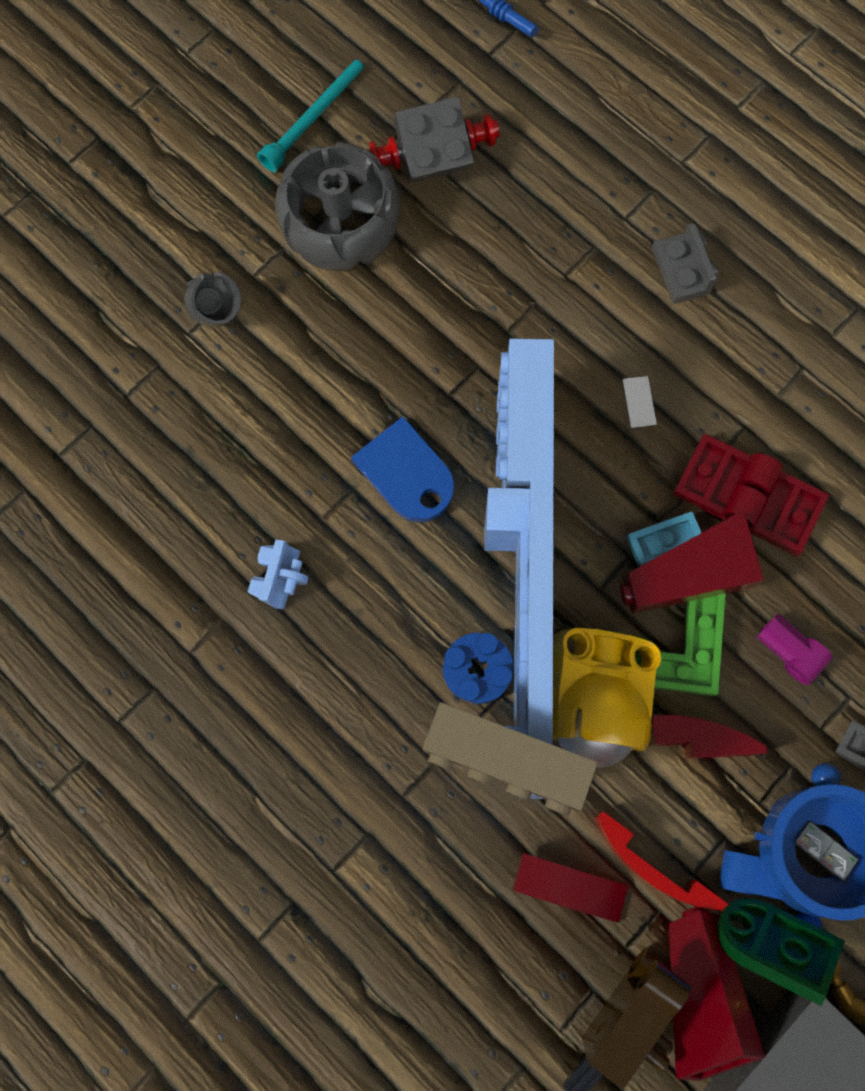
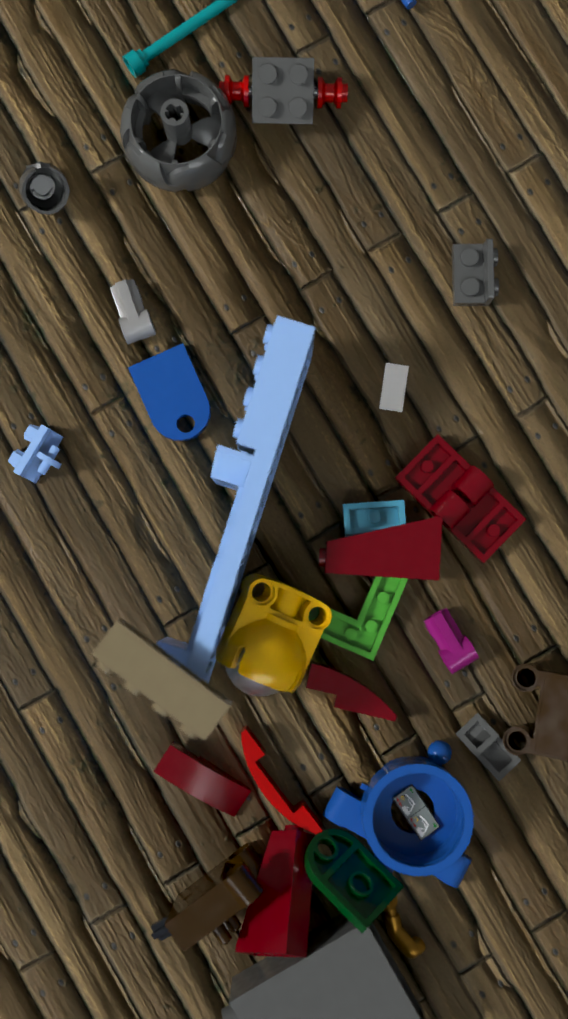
camera: 15 degrees right, 10 degrees up
(342, 404) = (134, 318): none -> light grey piece
(485, 649) = (169, 568): blue plate -> none

